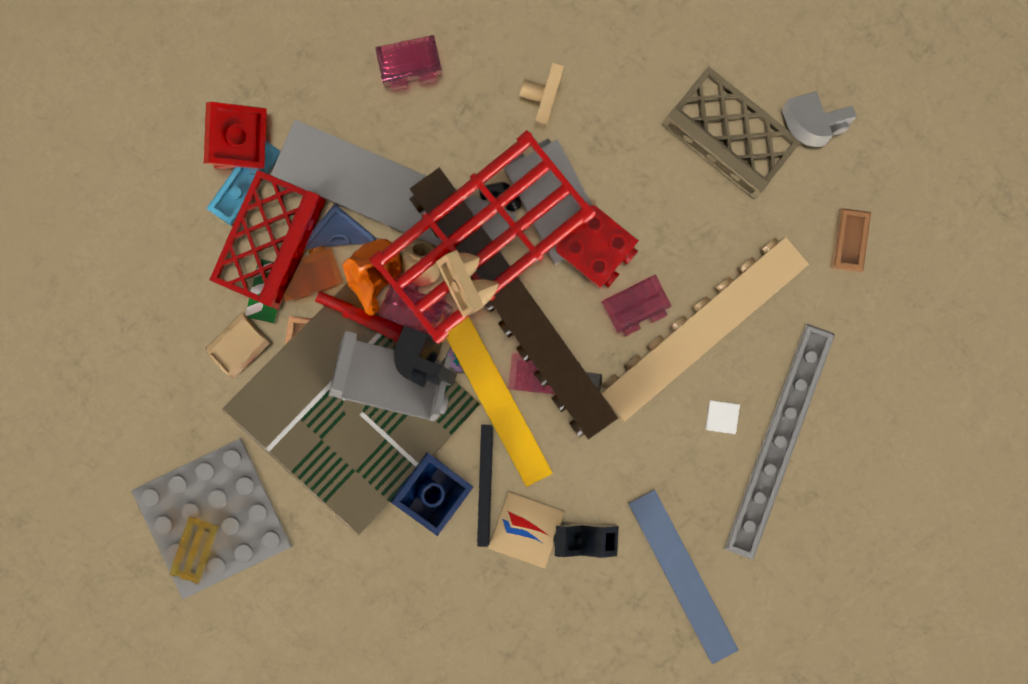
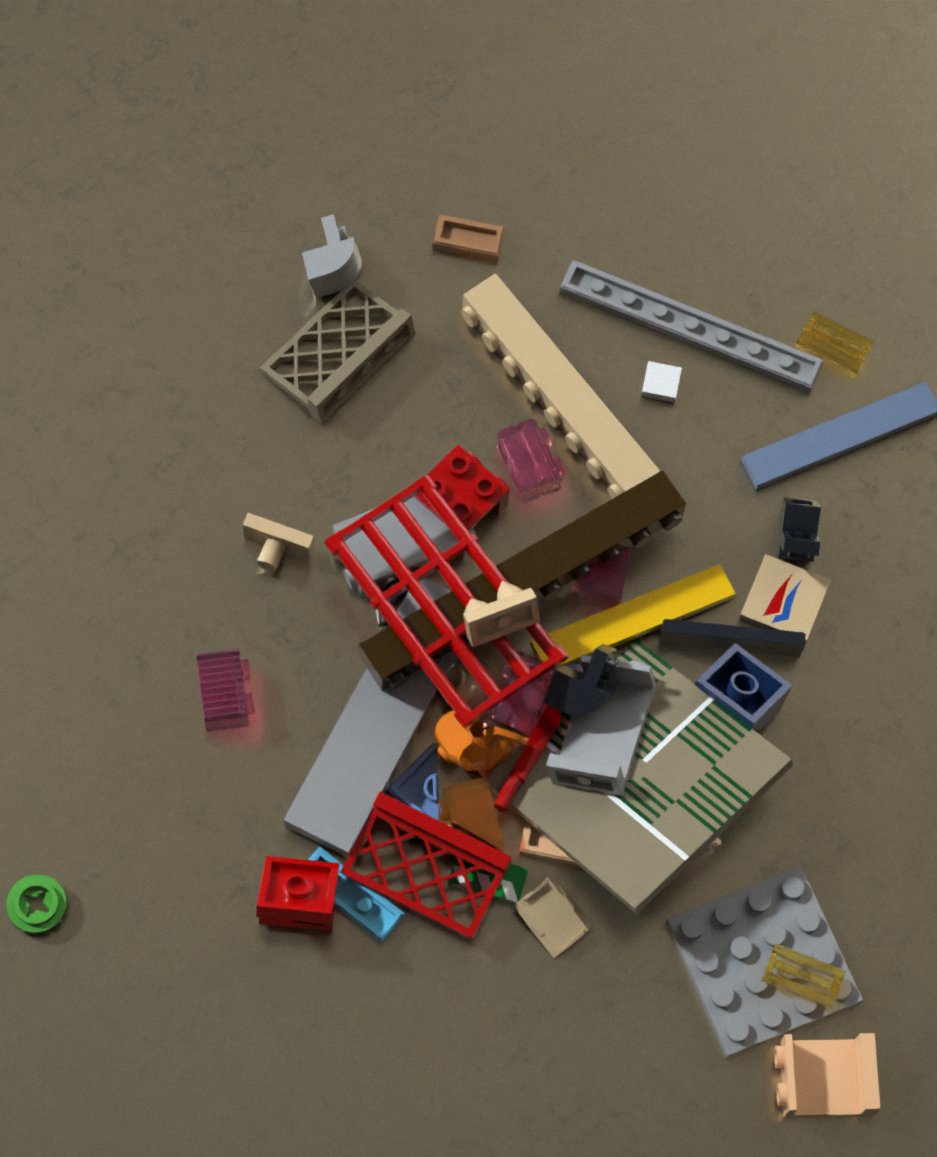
camera: 95 degrees left, 20 degrees down
(120, 571) = (828, 1077): none -> light nougat panel
(762, 564) = (832, 347): none -> clear yellow tile

